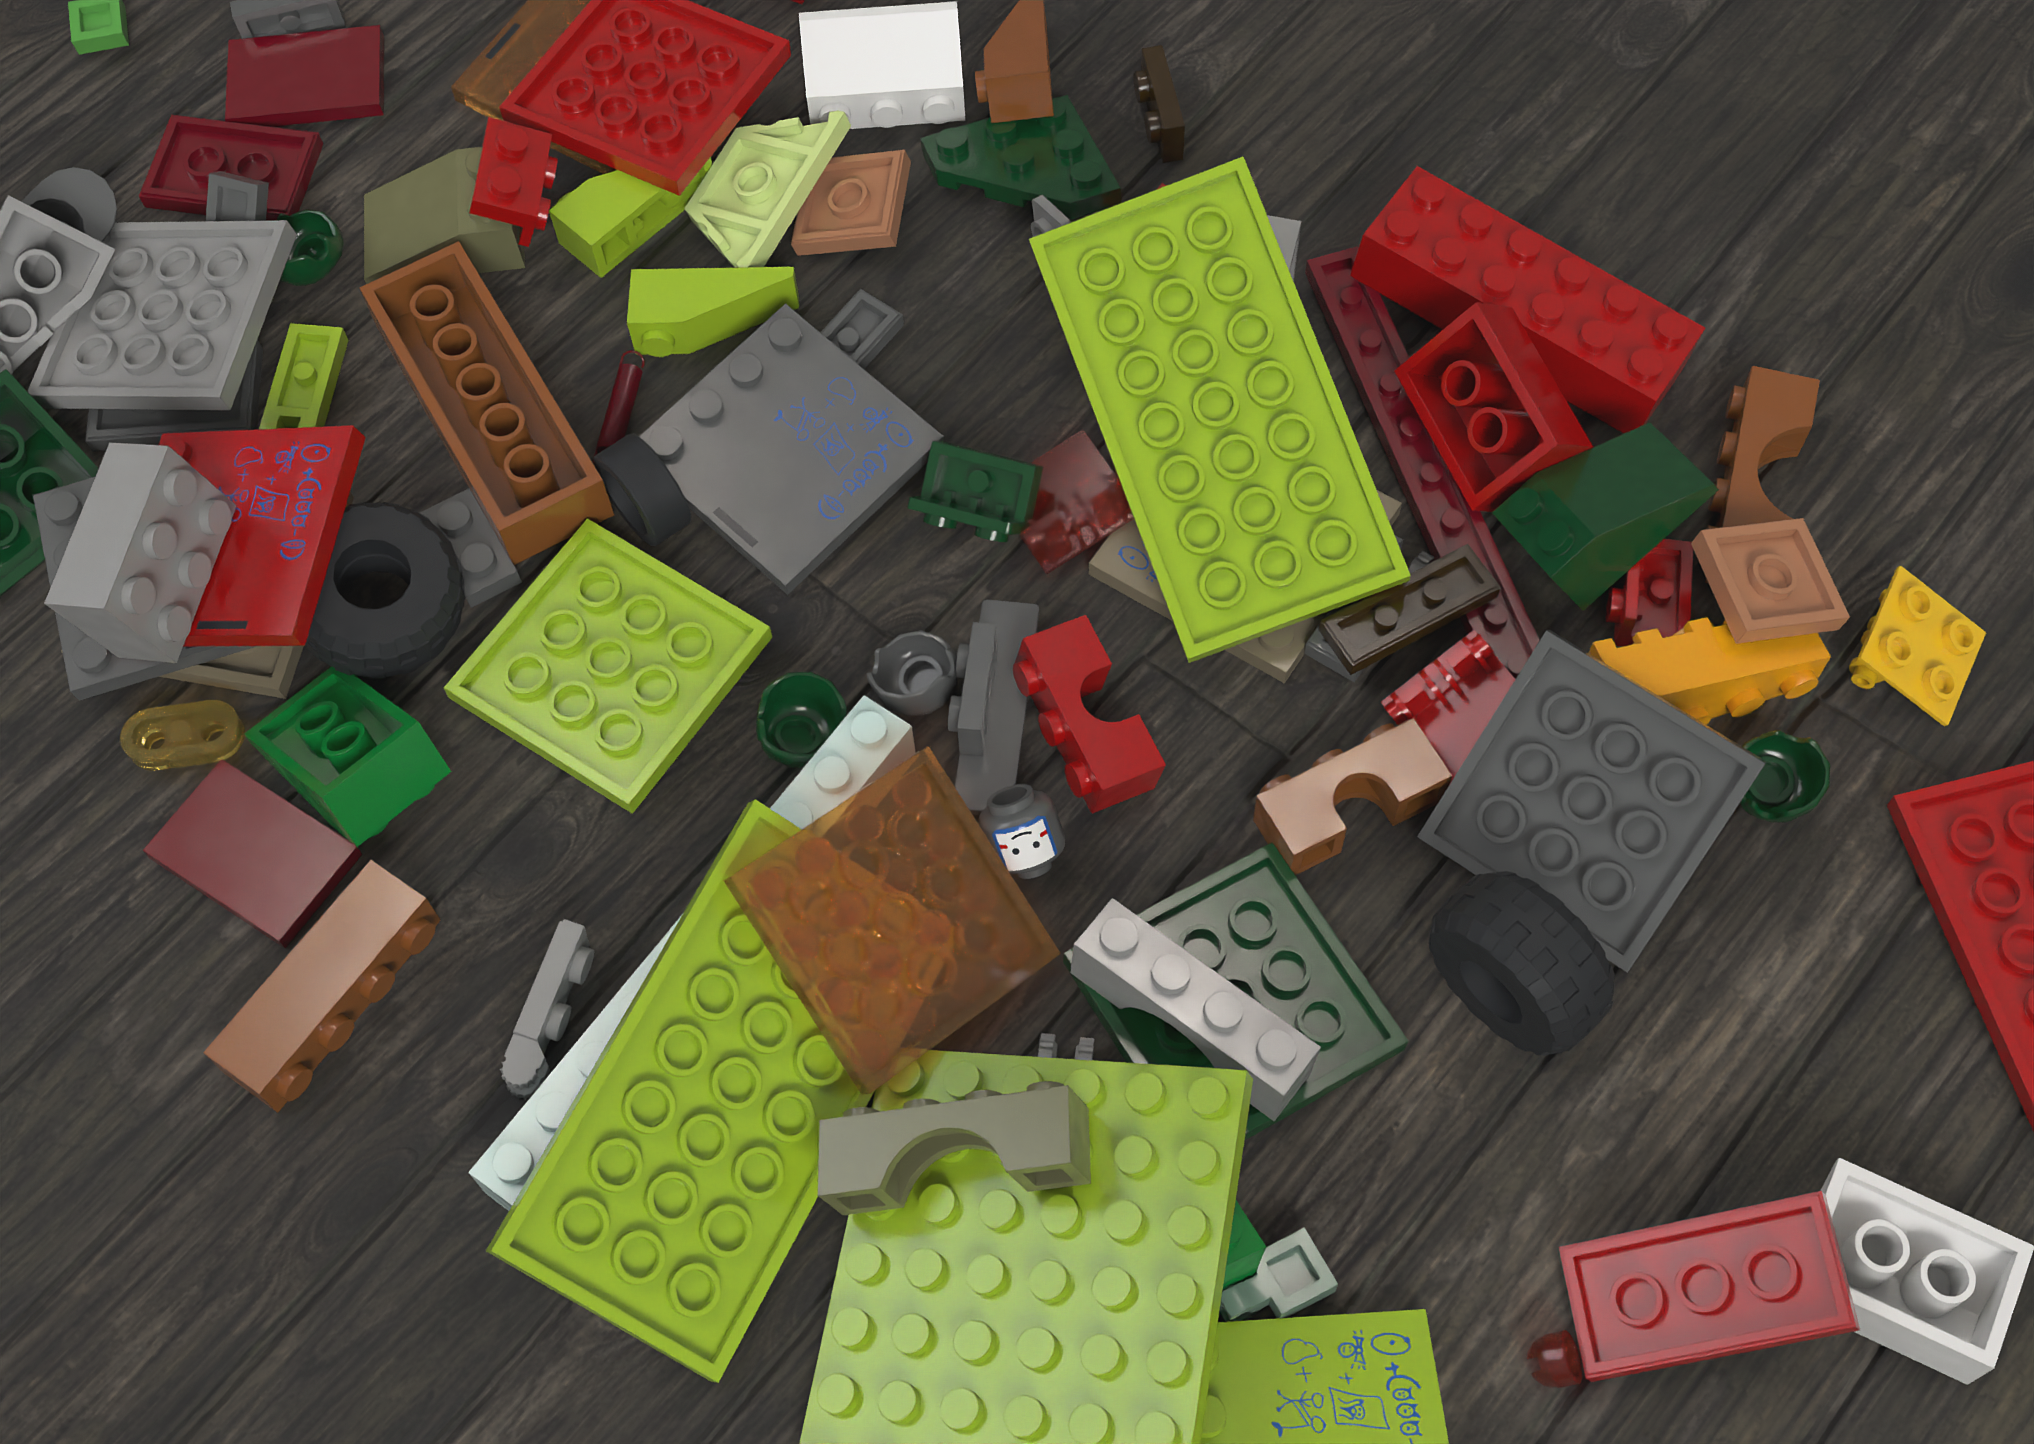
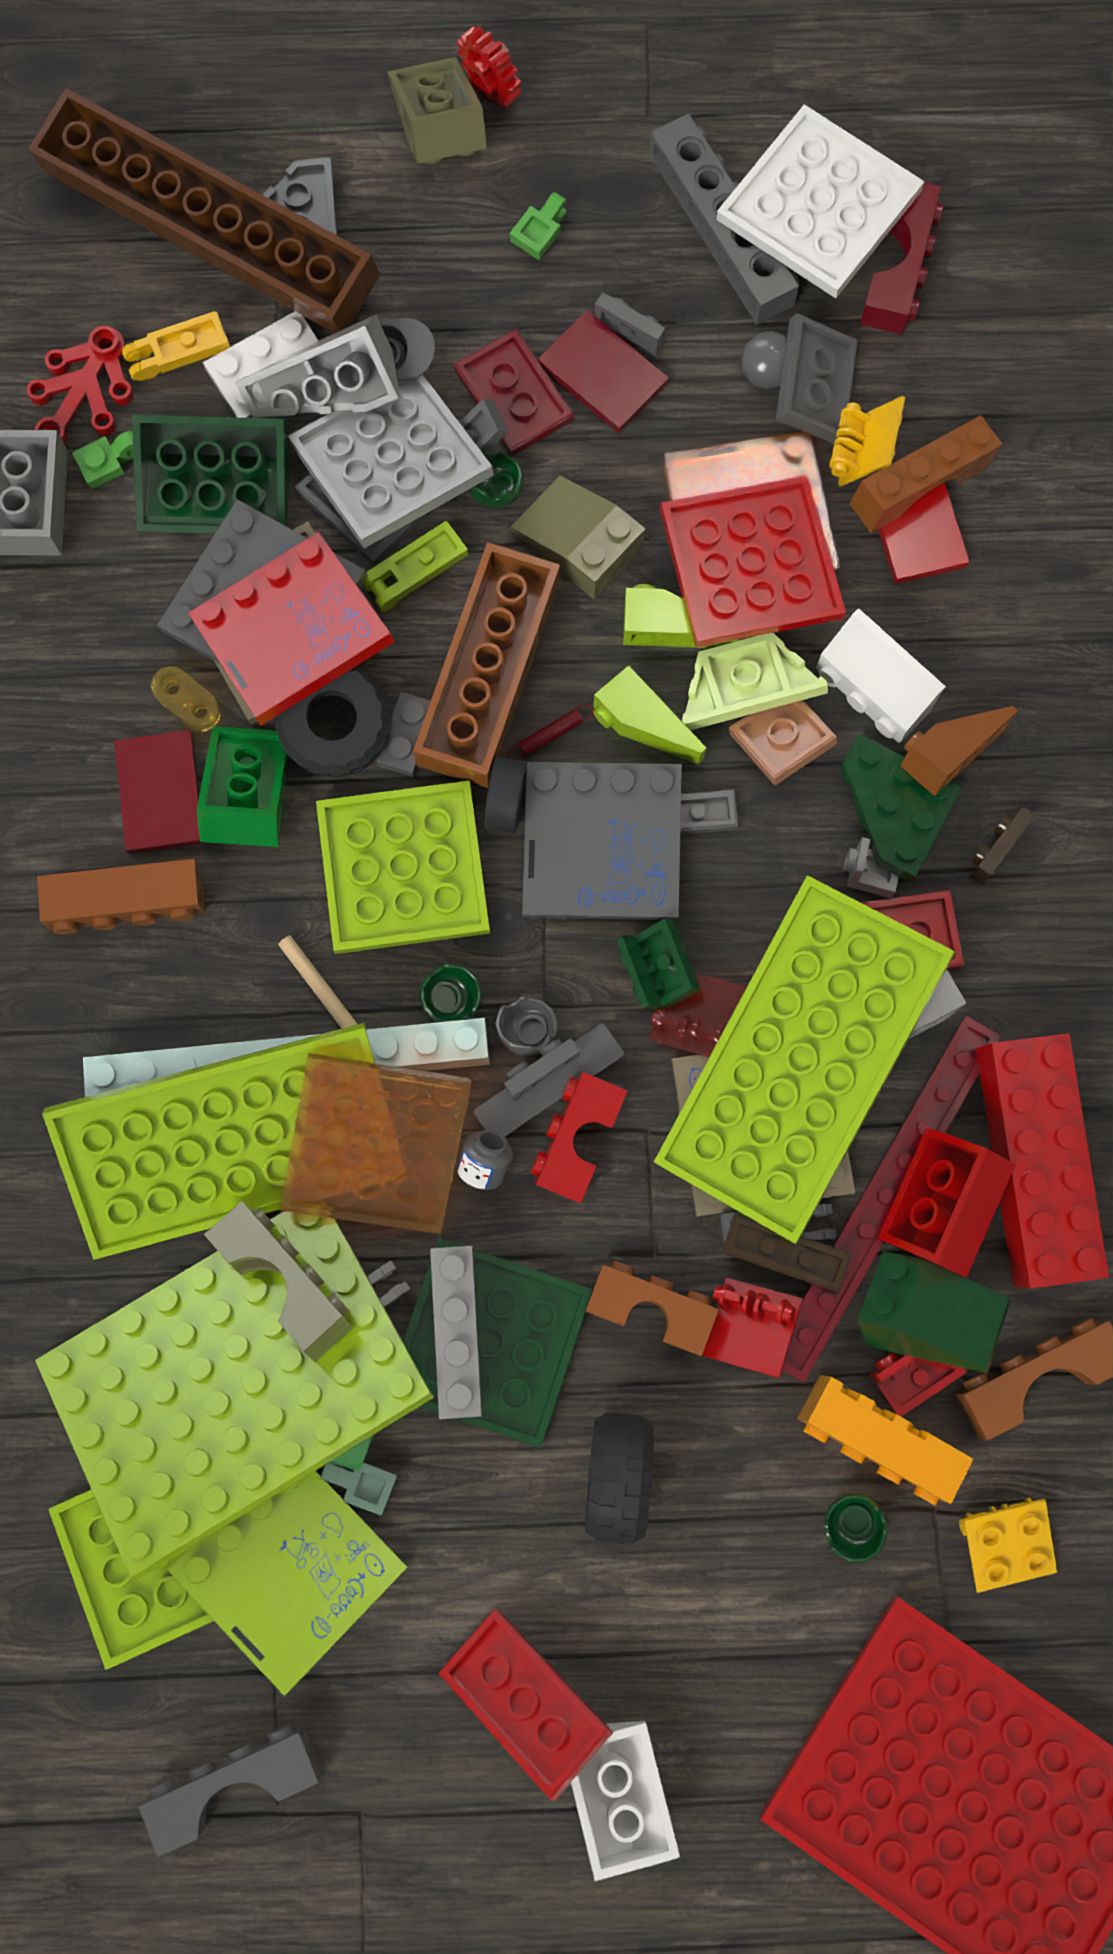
camera: 45 degrees right, 15 degrees up
(141, 552) = (229, 605): light grey brick -> none
(512, 176) = (623, 552): red bracket -> none
(545, 1009) = (197, 1012): light grey hinge -> none
(635, 859) = (316, 982): none -> tan bar
(1557, 1359) = (435, 1651): clear red hinge -> none
(1592, 794) = (746, 1442): dark grey plate -> none
(1769, 580) = (961, 1439): nougat plate -> none

